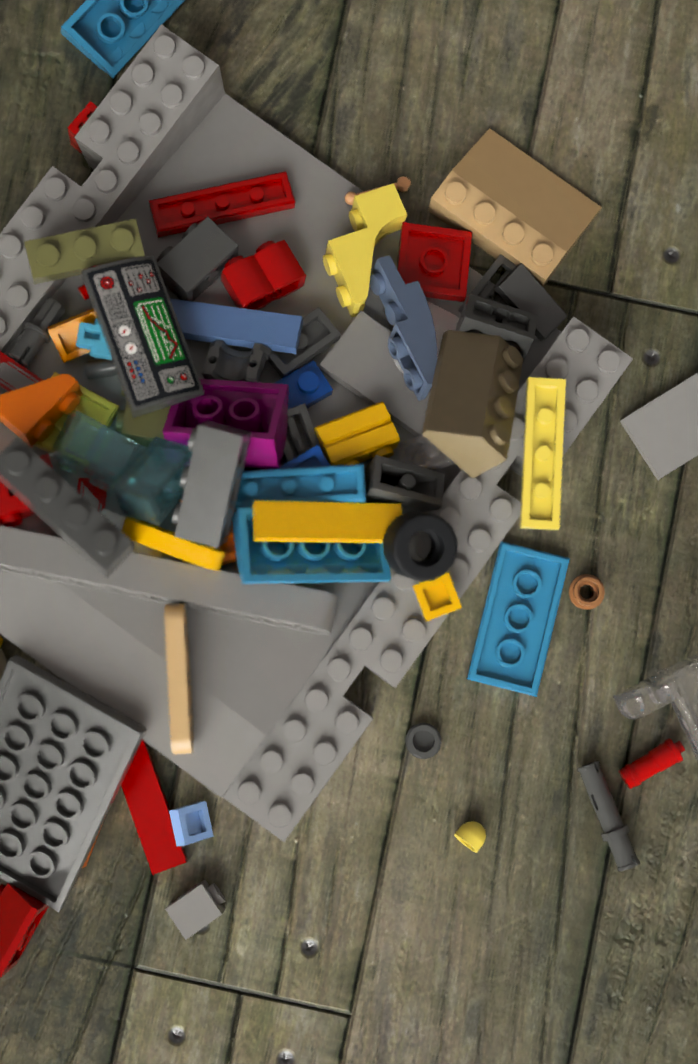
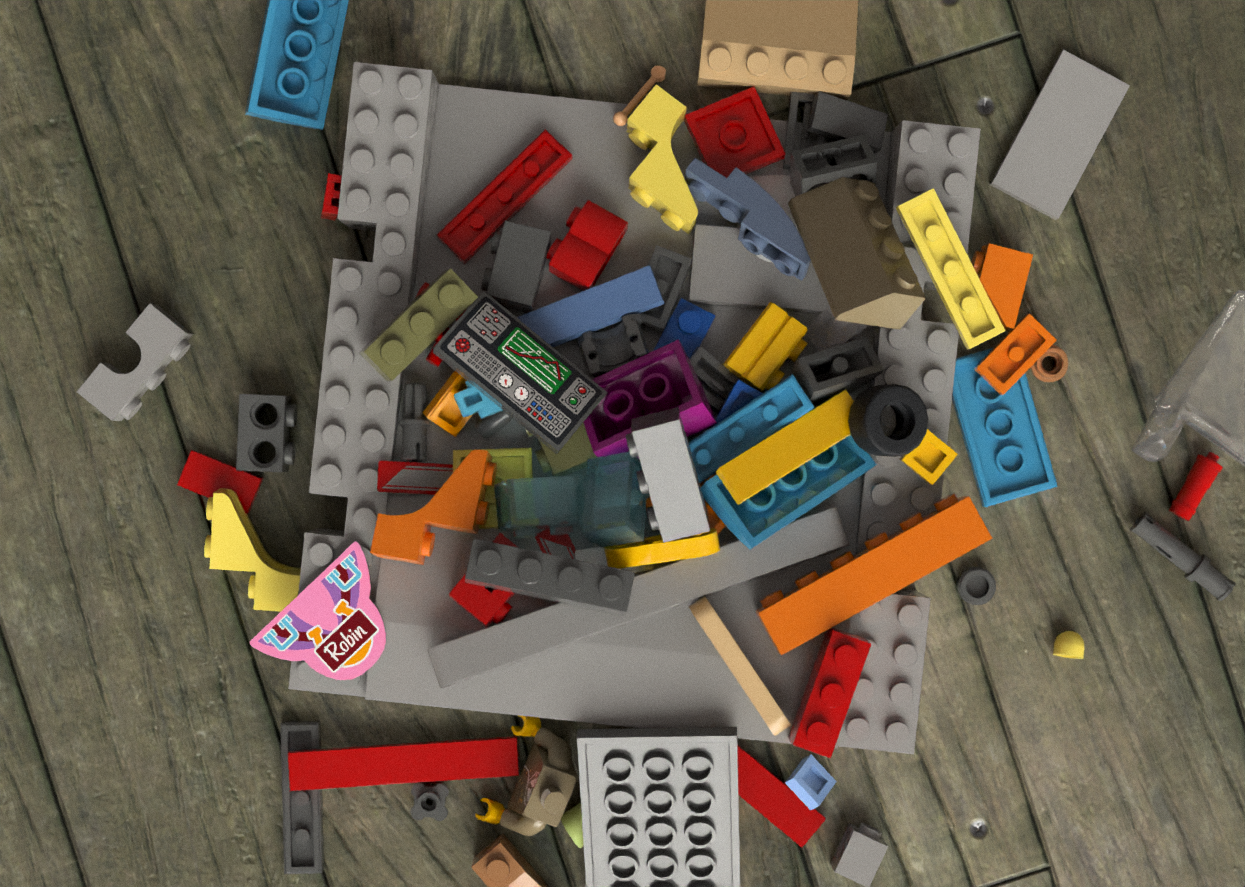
camera: 30 degrees left, 5 degrees up
(239, 742) = (829, 692): none -> red brick
(333, 665) = (872, 574): none -> orange brick
(561, 565) = (1015, 354): none -> orange plate
(584, 500) = (1003, 278): none -> orange slope

